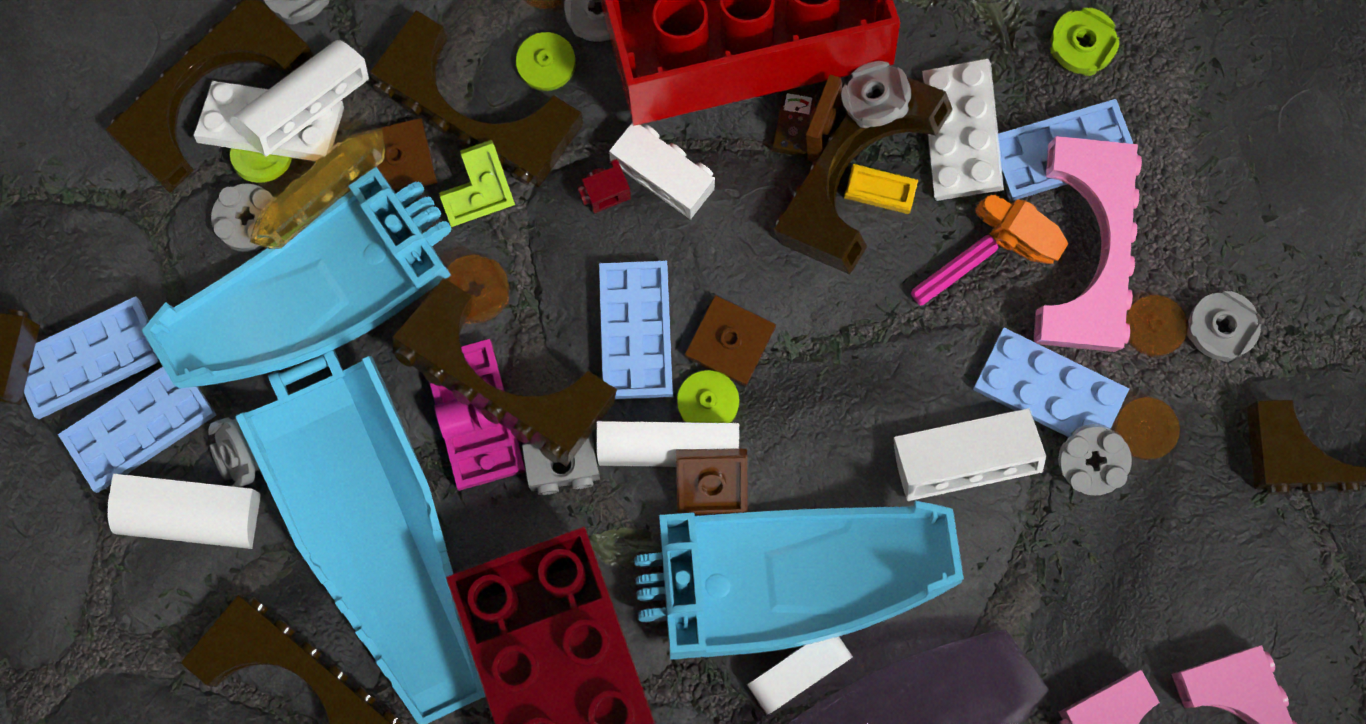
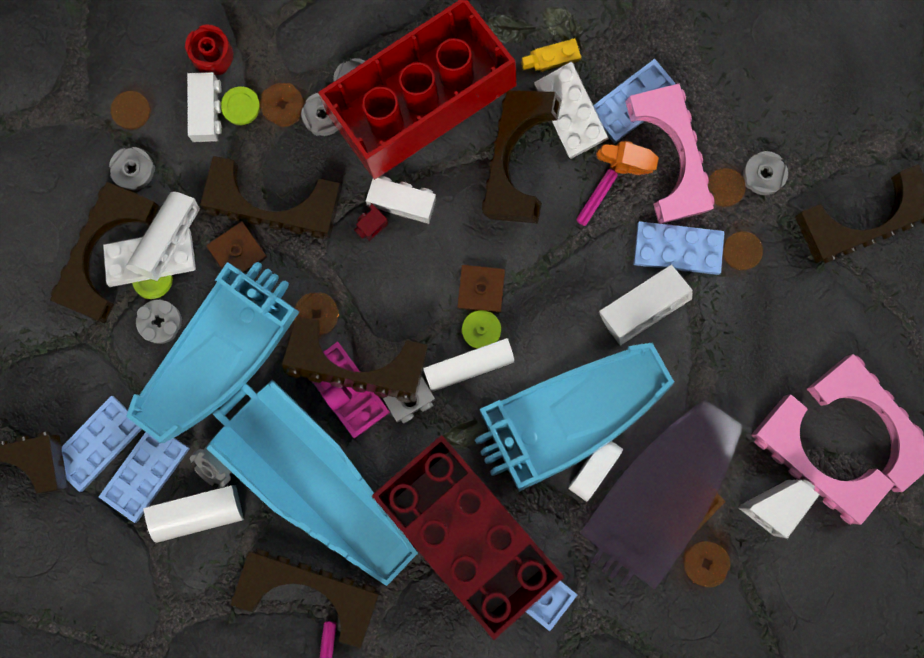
camera: 25 degrees left, 5 degrees up
(317, 189) = (197, 288): clear yellow brick -> none
(485, 192) = (299, 251): lime plate -> none
(545, 61) = (303, 158): lime piece -> none
(636, 329) = (422, 302): light blue plate -> none
(712, 481) = (503, 377): reddish brown plate -> none
(794, 121) = (469, 141): tile -> none
(824, 118) = (486, 133): reddish brown plate -> none
(881, 189) = (535, 163): yellow tile -> none
(887, 107) = (522, 116): light grey plate -> none
(964, 43) = (552, 56): none -> yellow hinge
(1076, 57) = (618, 40): lime plate -> none
(1111, 472) = (731, 285): light grey plate -> none

